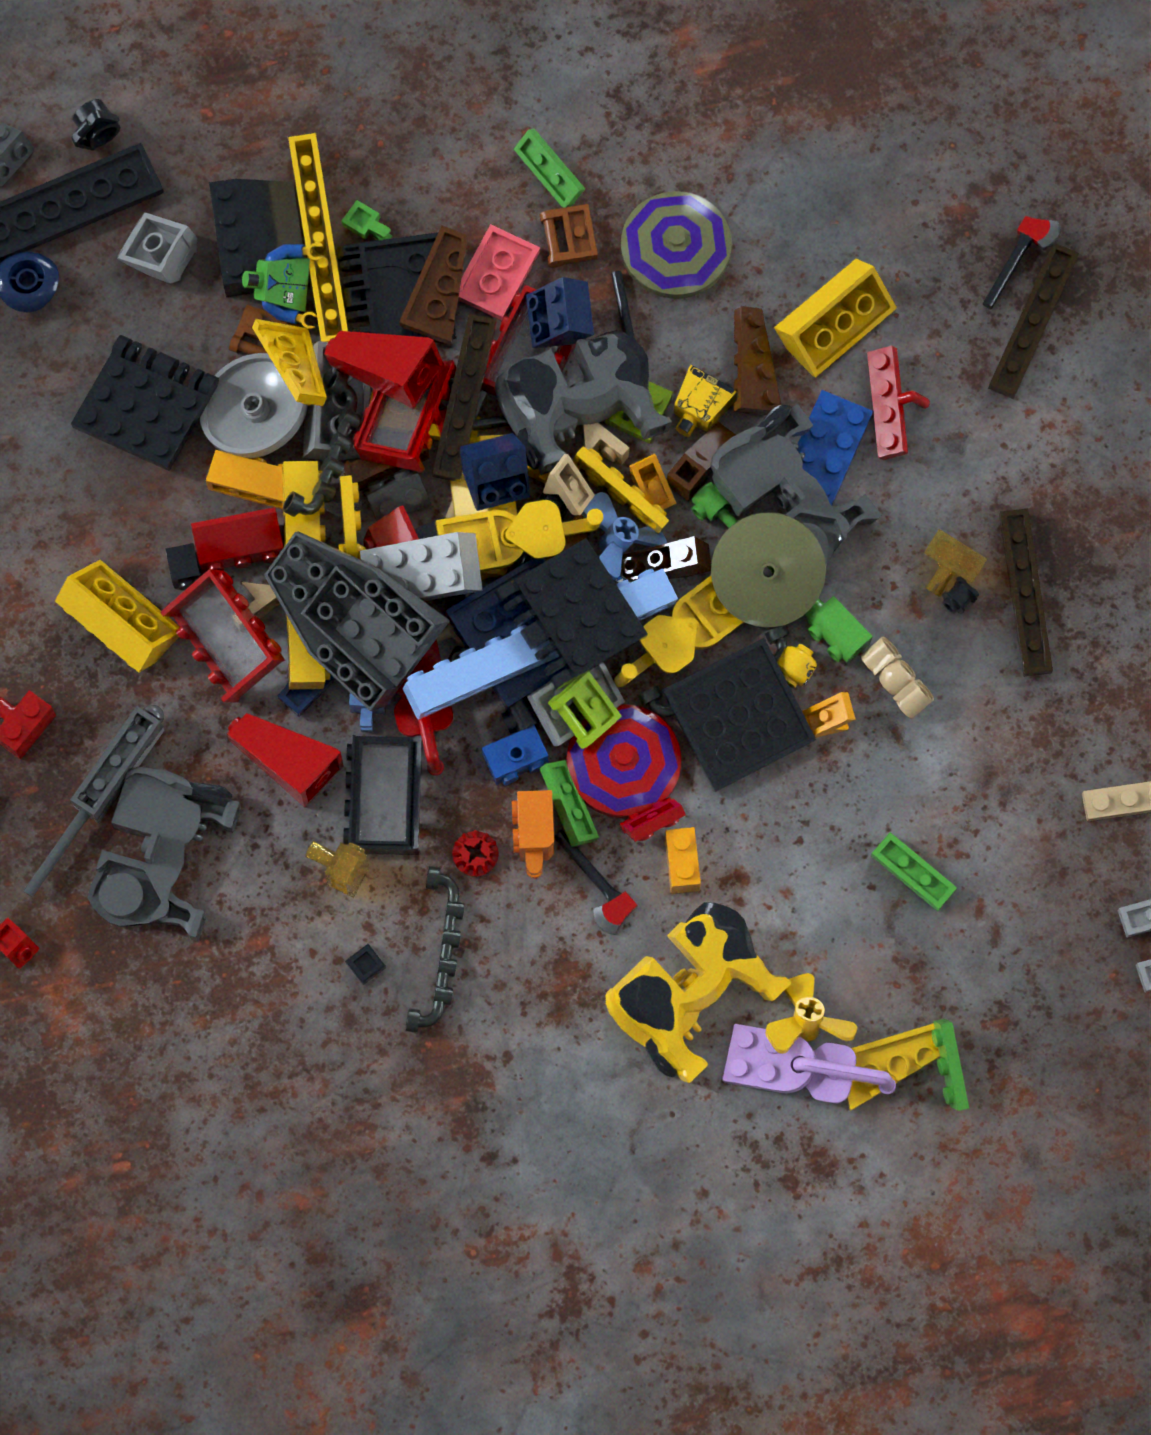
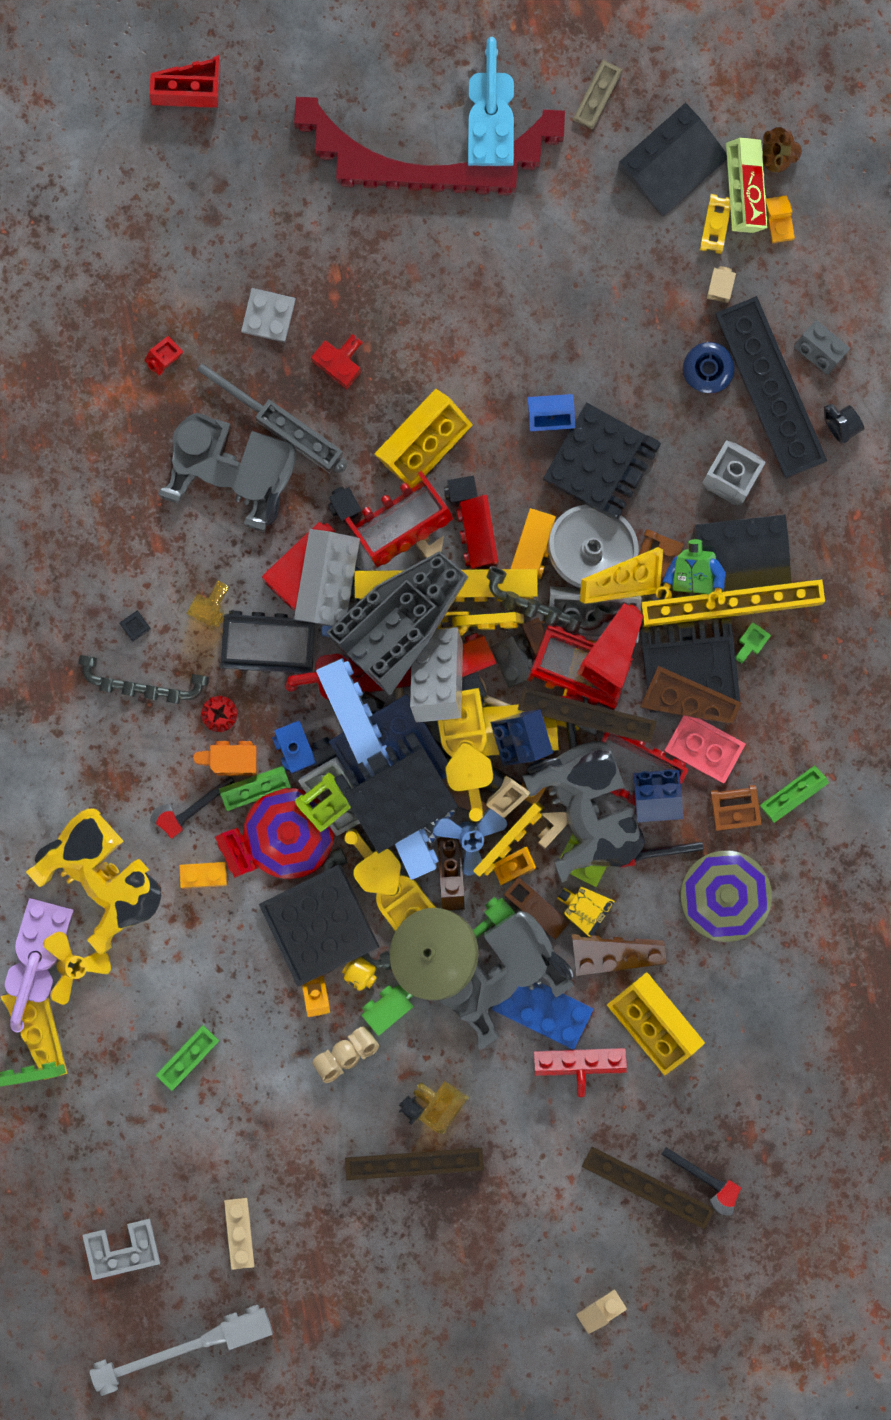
camera: 90 degrees right, 10 degrees up
(84, 461) = (551, 412): none -> blue brick
(204, 708) = (344, 504): none -> black brick
(300, 714) = (326, 577): none -> light grey brick

